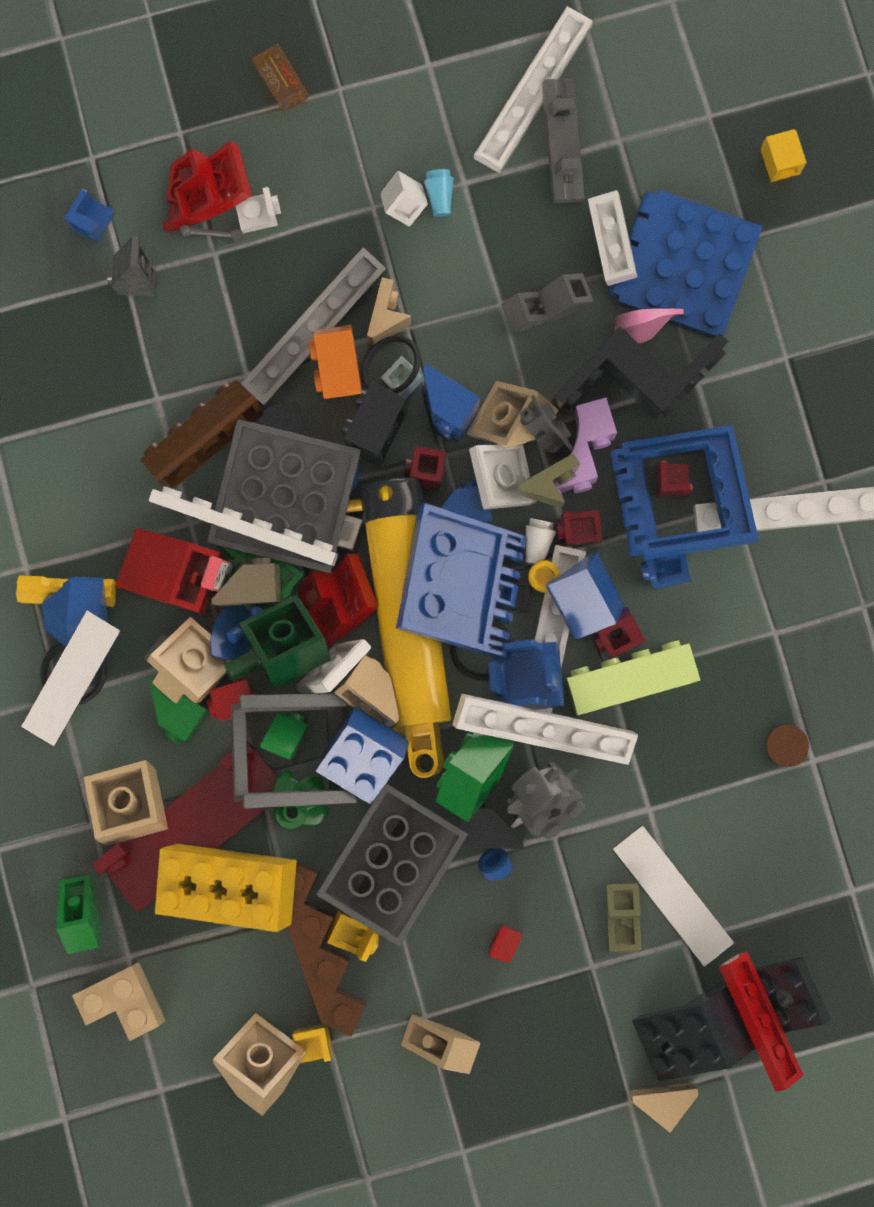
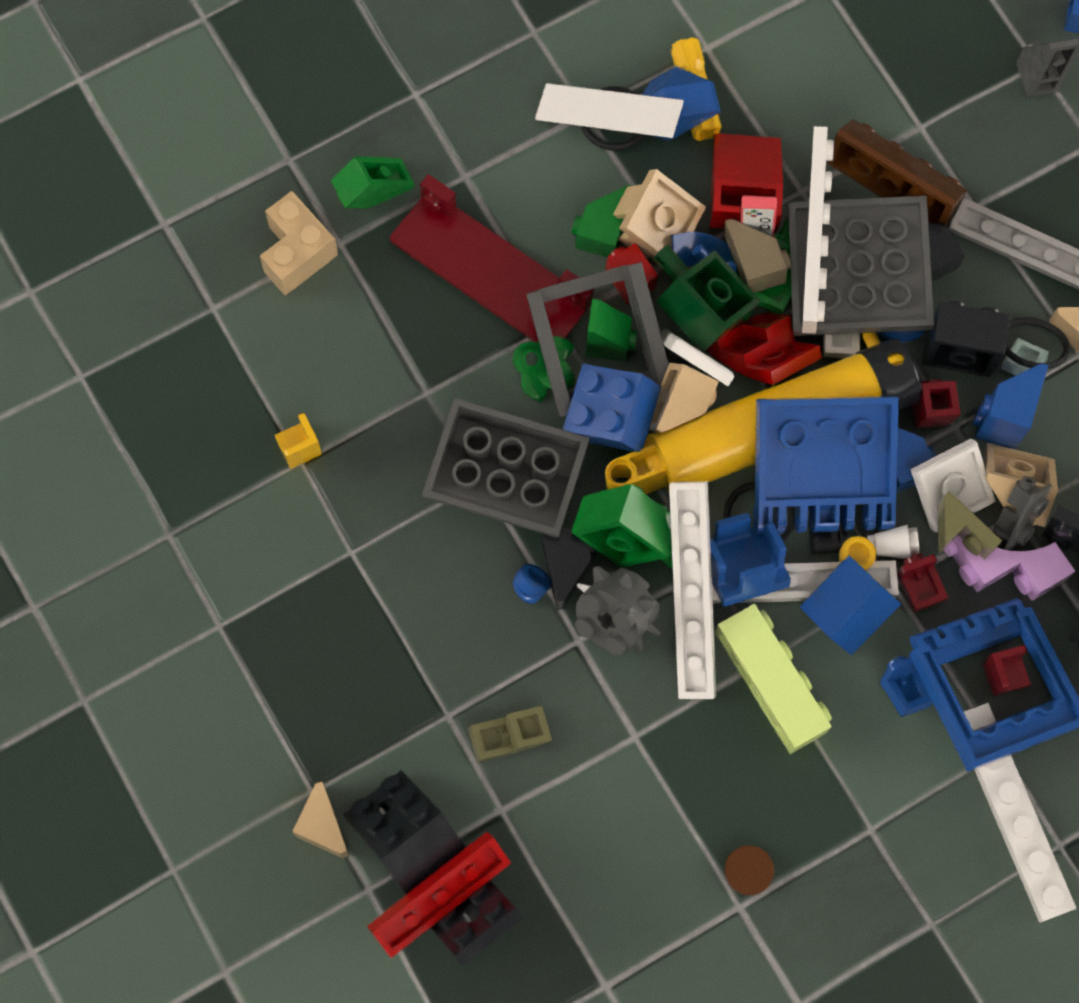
camera: 70 degrees right, 10 degrees down
(125, 803) = (497, 194): tan brick -> none
(195, 883) = (439, 307): yellow brick -> none
(259, 1063) = (264, 392): tan slope -> none
(321, 964) = (410, 408): reddish brown brick -> none
(337, 362) = (1020, 279): orange brick -> none
(352, 936) = (418, 452): yellow bracket -> none
(440, 1044) = (327, 572): tan slope -> none
(504, 943) = (450, 613): red slope -> none
(627, 639) = (804, 648): dark red brick -> none
(673, 896) = (549, 784): white sticker -> none

